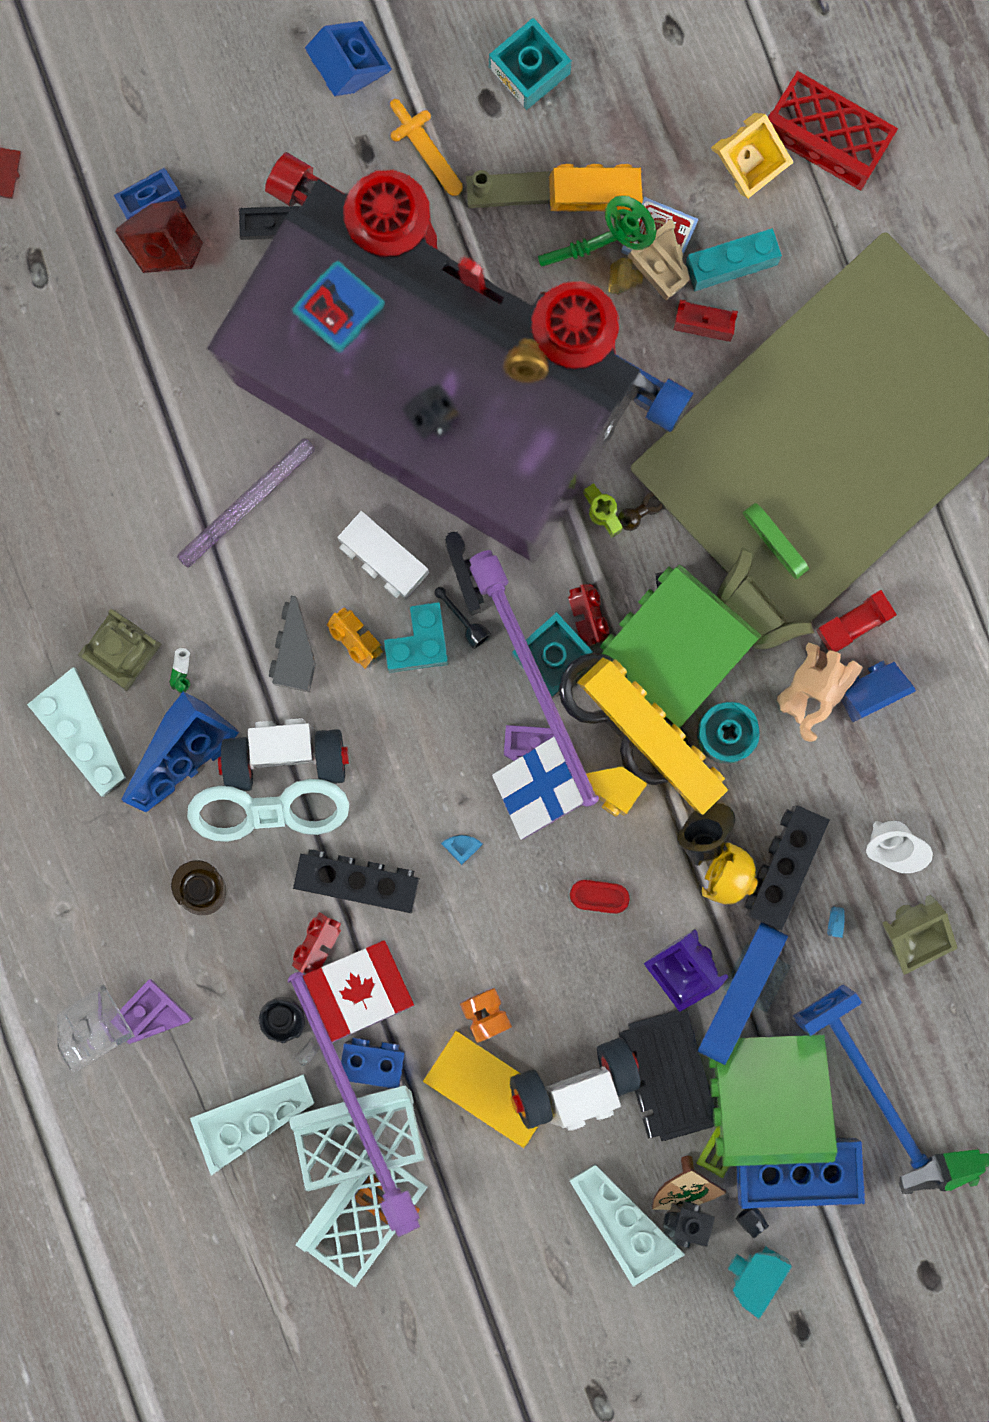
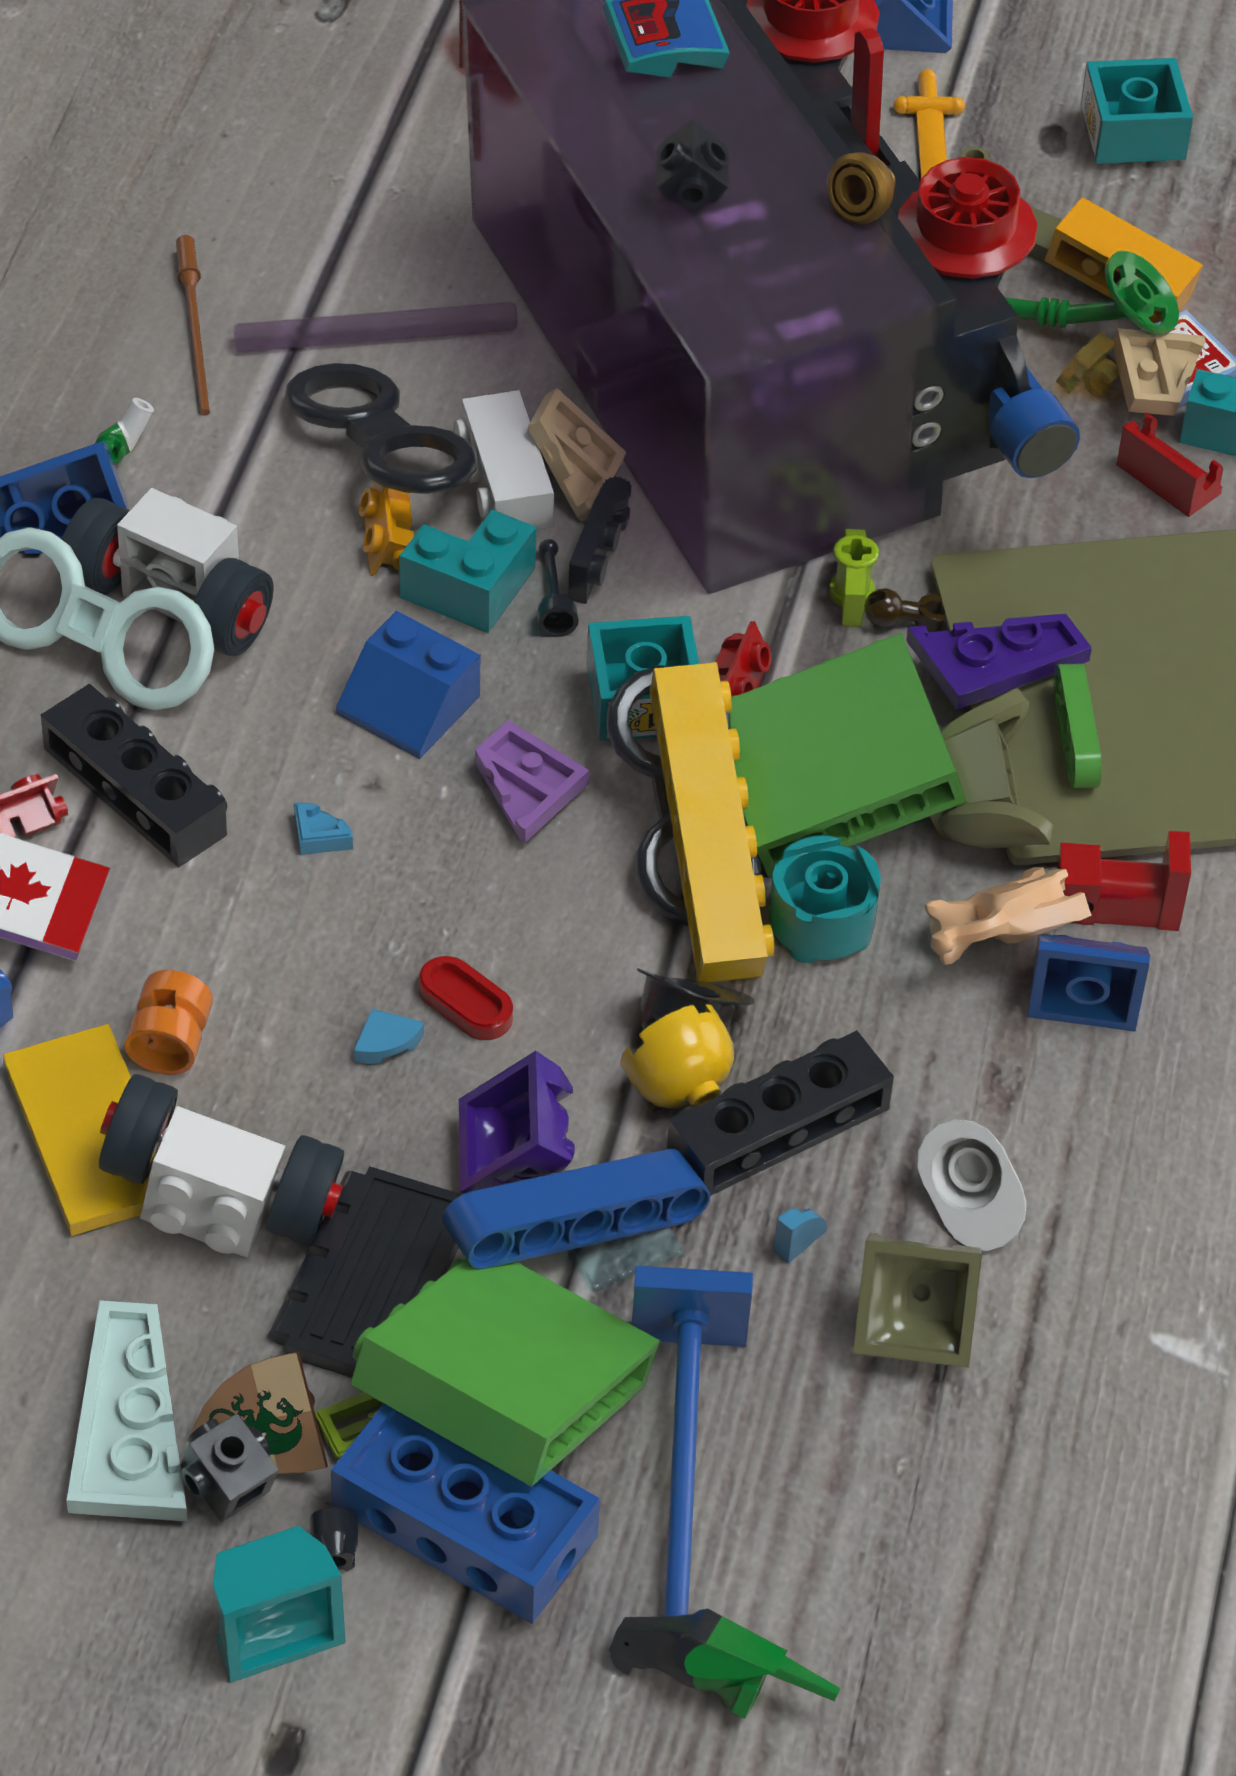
camera: 30 degrees right, 35 degrees down
(119, 649) = (65, 372): olive brick -> none
(125, 535) = (189, 276): none -> dark orange piece
(295, 658) = (290, 496): dark grey slope -> none
(308, 582) = (380, 428): none -> black bar
(416, 528) = (574, 450): none -> tan wing
(443, 737) = (410, 684): none -> blue slope
(550, 777) = (535, 771): flag -> none
(581, 945) = (386, 1036): none -> dark azure tile
(616, 789) = (597, 856): yellow slope -> none
(708, 521) = (988, 661): none -> dark purple wing

